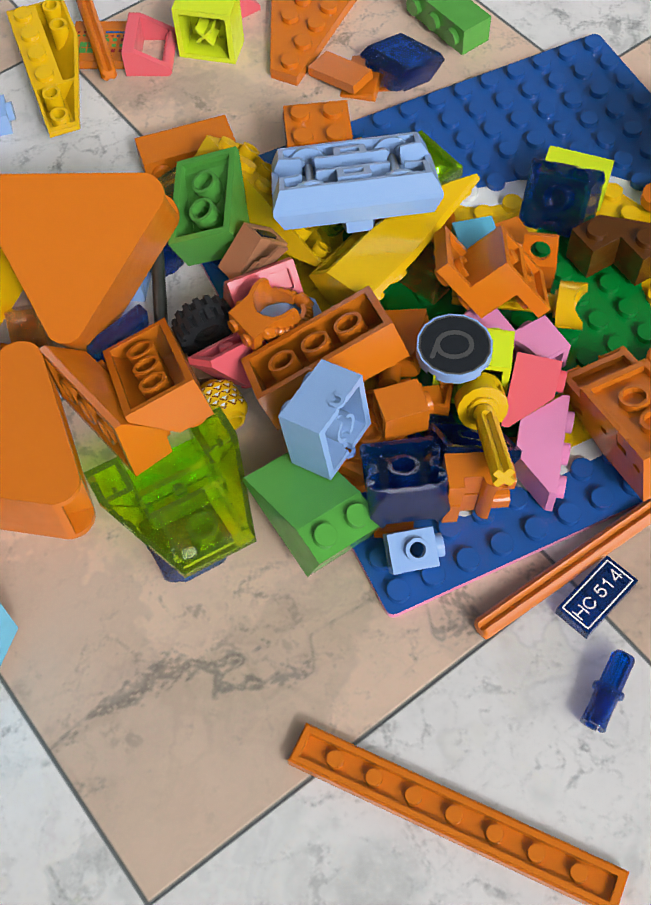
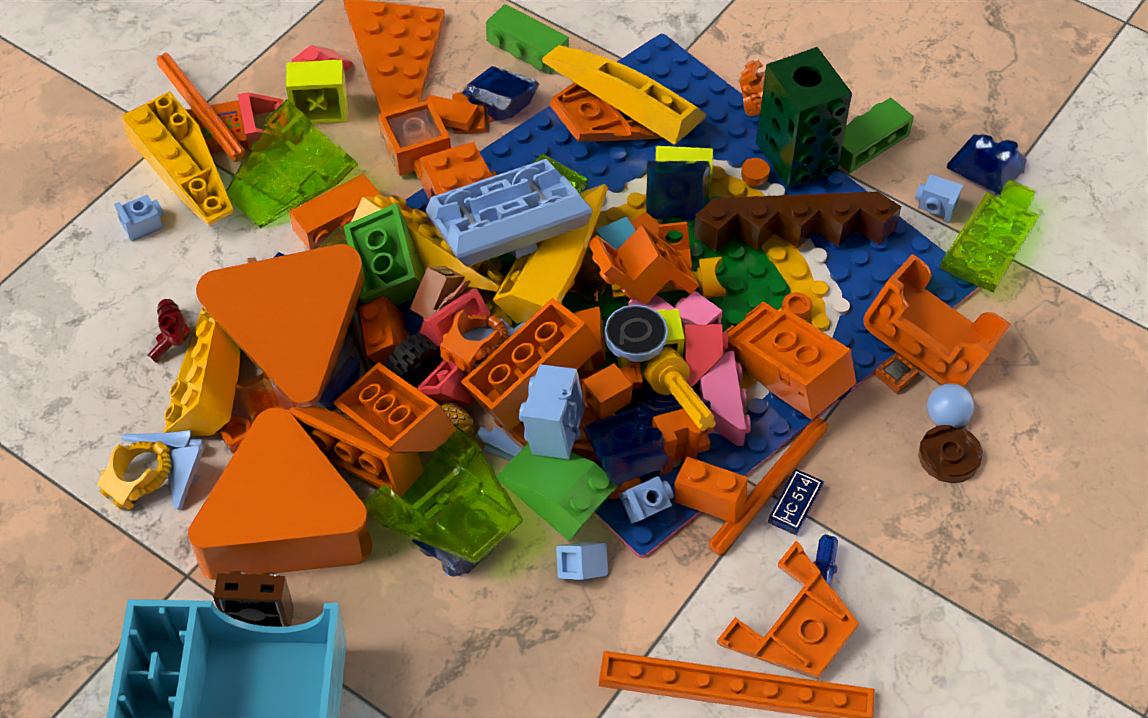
camera: 20 degrees left, 5 degrees down
(153, 94) = (287, 167): none -> clear neon green wedge
(184, 277) = (381, 328): none -> orange brick
(267, 438) = (498, 443): none -> light blue piece
(290, 81) = (412, 134): none -> orange piece
(317, 603) = (582, 560): none -> light blue panel
(491, 103) = (595, 119): none -> orange wing
(493, 557) = (711, 489): none -> orange brick
(539, 83) = (628, 92): none -> yellow wedge
(563, 770) = (807, 631): none -> orange wing

